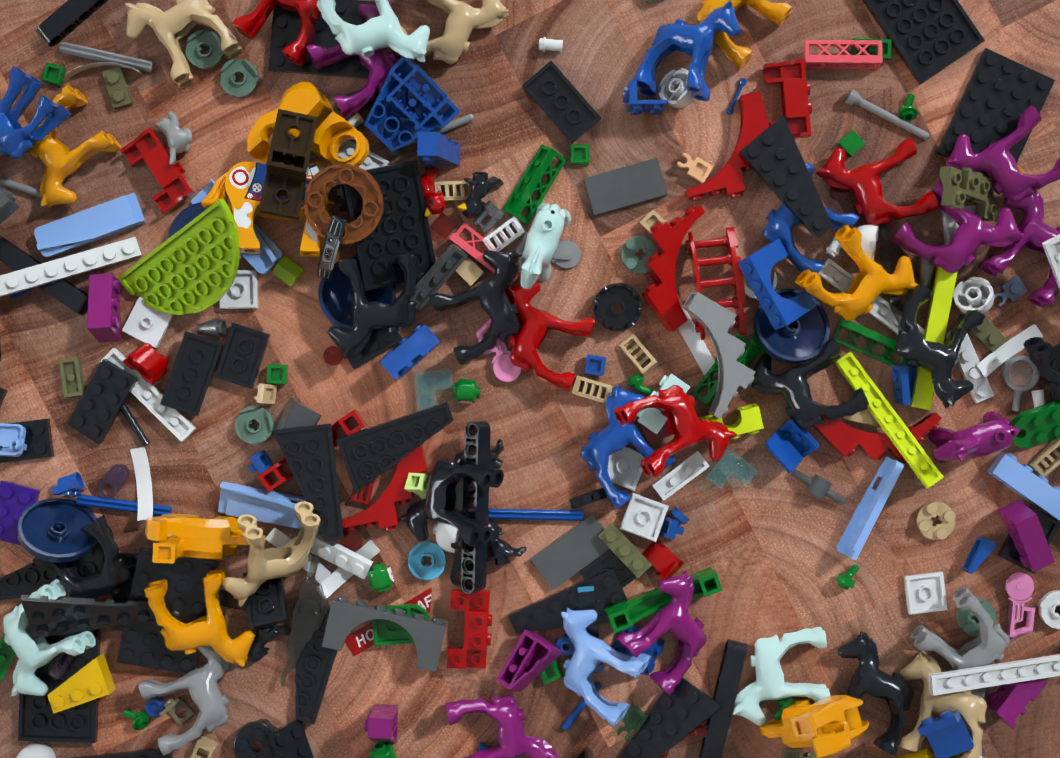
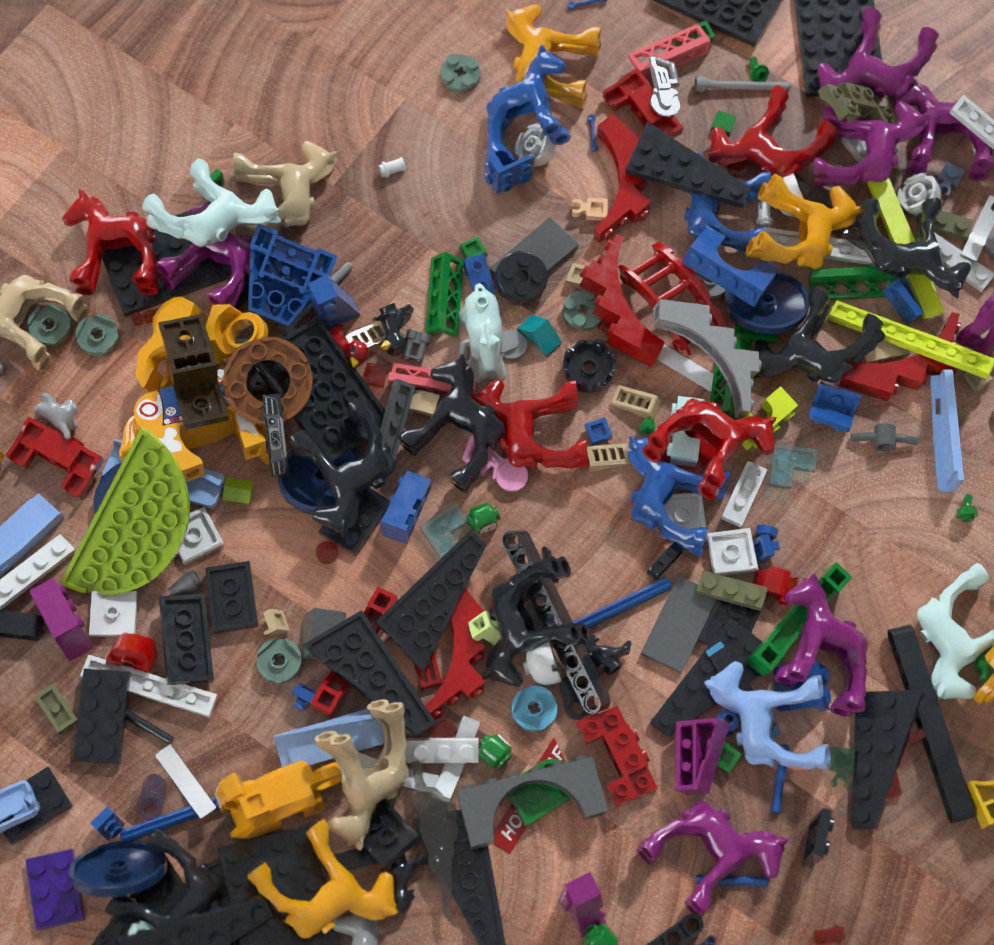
camera: 30 degrees left, 20 degrees down
(277, 374) = (277, 597): green plate -> none
(286, 81) = (146, 317): none -> clear red axle
(520, 231) = (445, 342): white slope -> none
(561, 102) = (430, 211): black plate -> none
(570, 183) = (478, 272): none -> blue plate
(593, 257) = (540, 334): none -> teal slope
(594, 192) = (514, 289): none -> black plate
(809, 103) = (664, 97): none -> piece
(924, 271) = (858, 193): flat silver cone -> none

